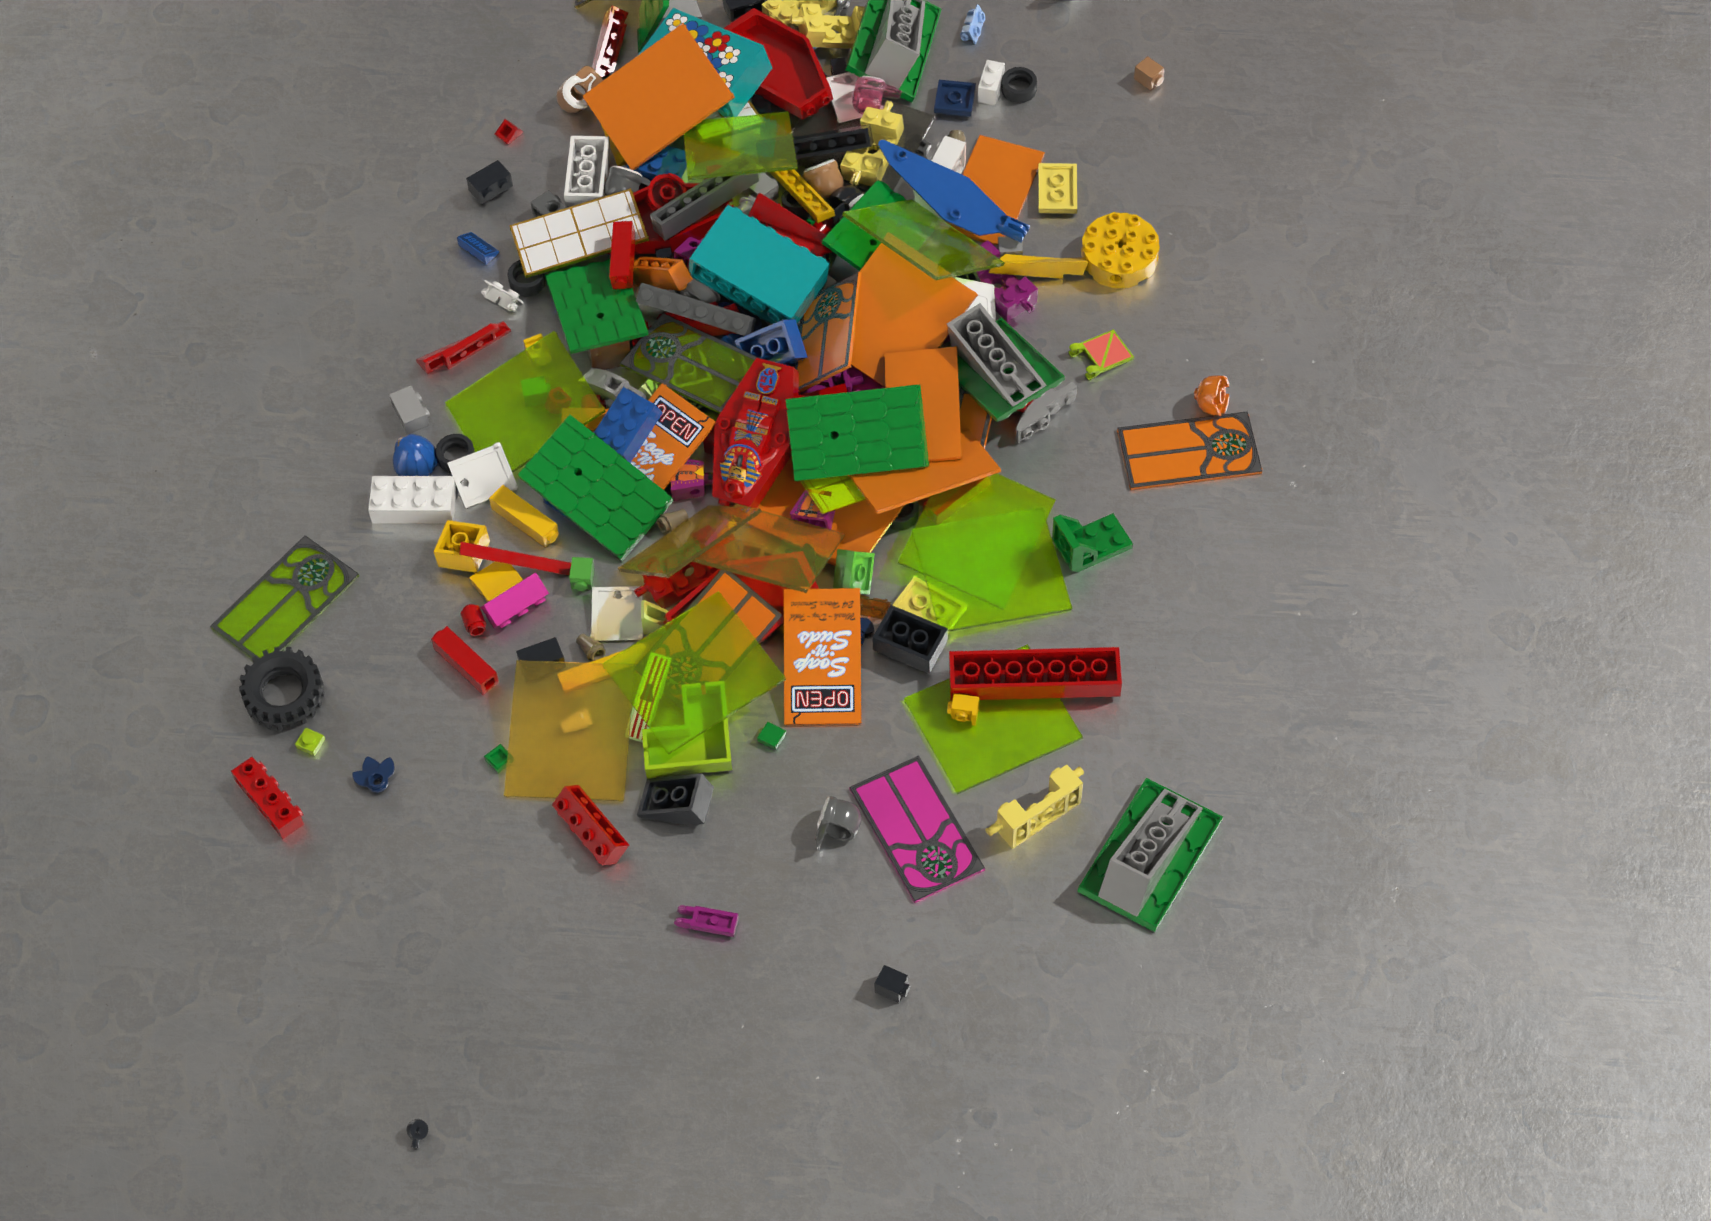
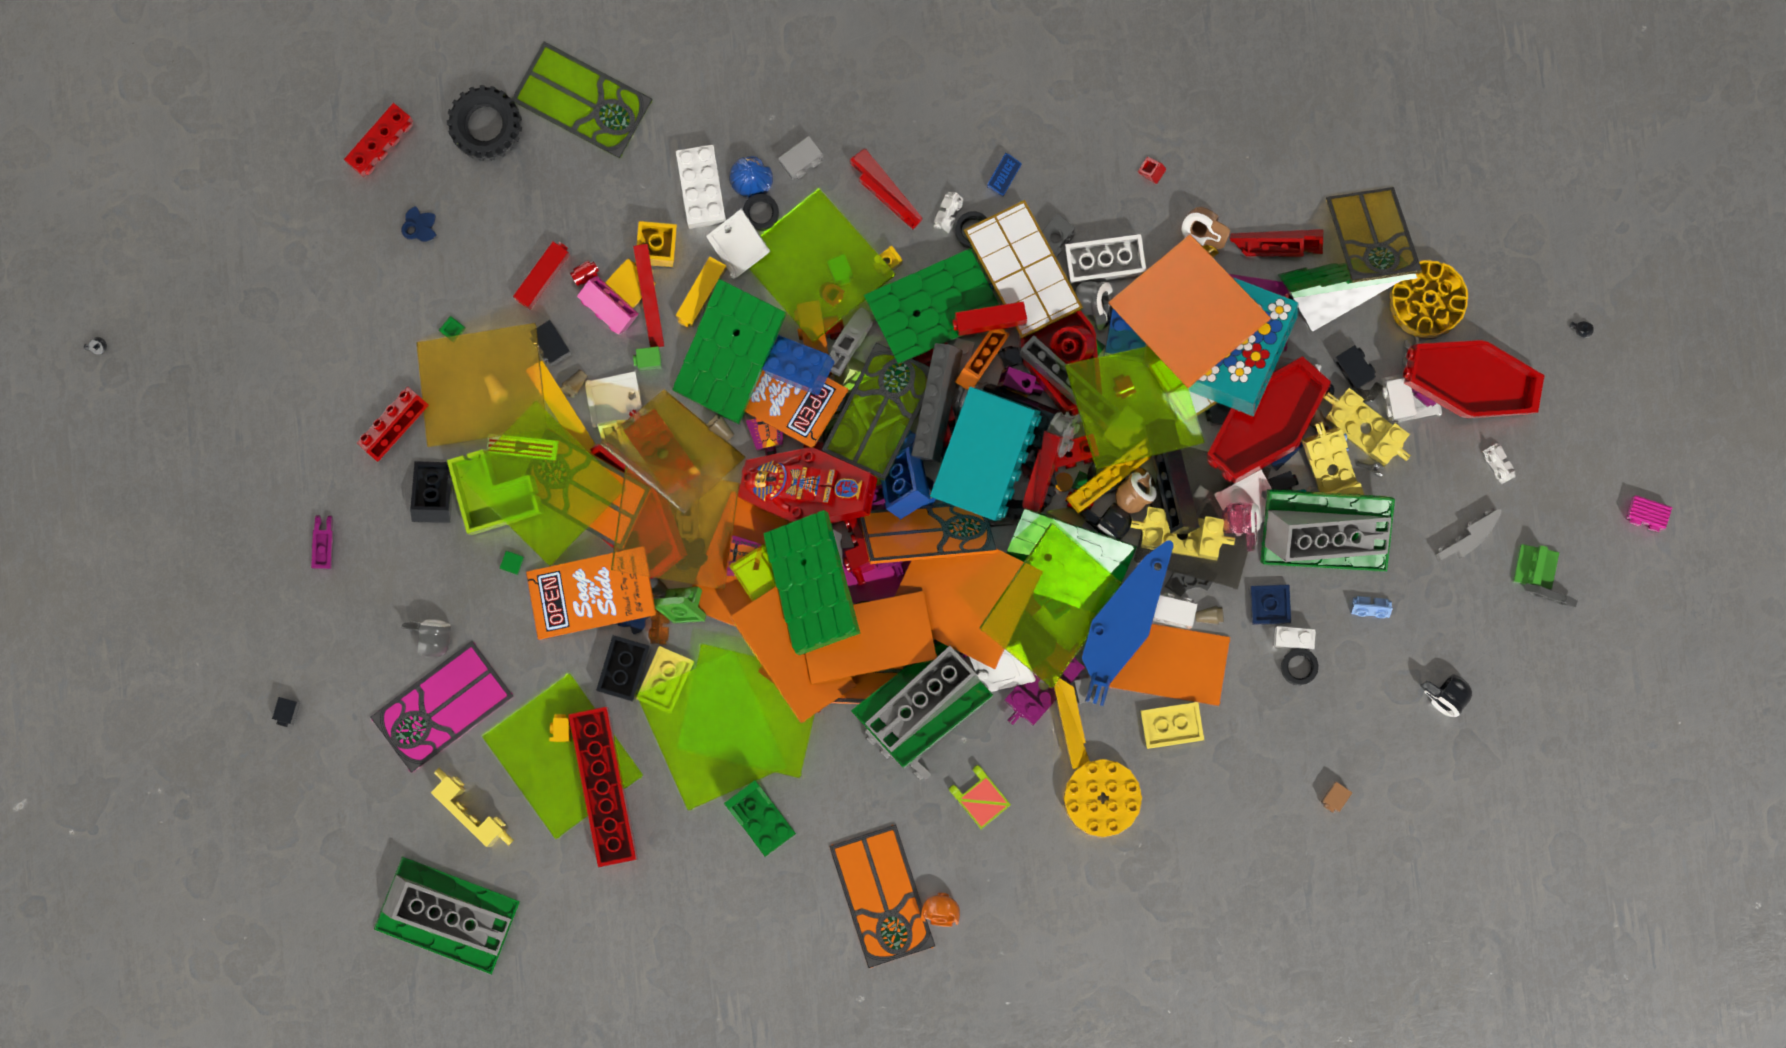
camera: 80 degrees right, 25 degrees up
(310, 741) = (442, 161): lime plate -> none
(489, 182) = (1078, 167): black brick -> none

